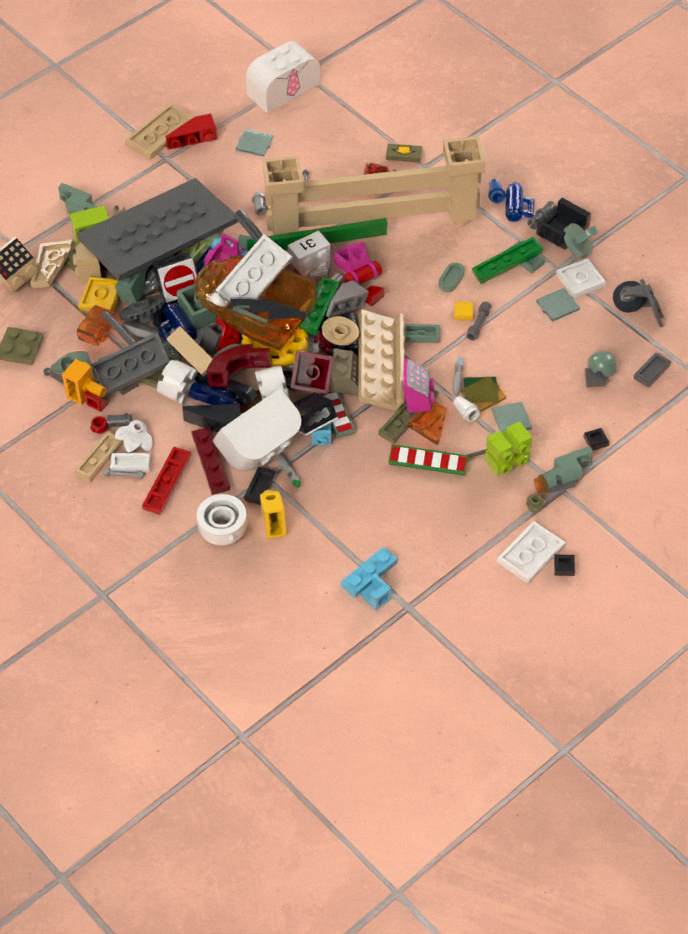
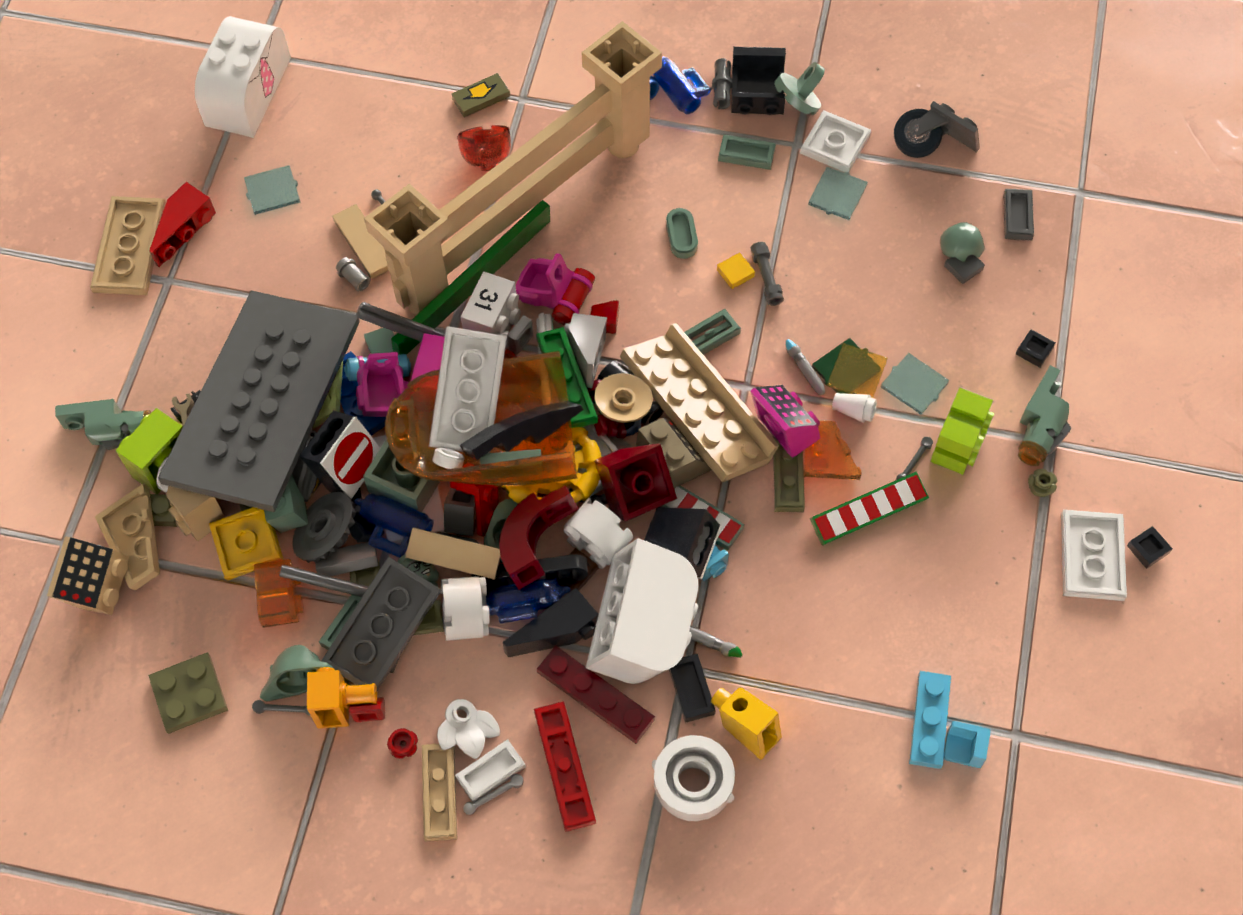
camera: 35 degrees left, 10 degrees up
(119, 420) = (426, 717): dark grey pin -> none
(507, 260) = (733, 169): green tile -> none

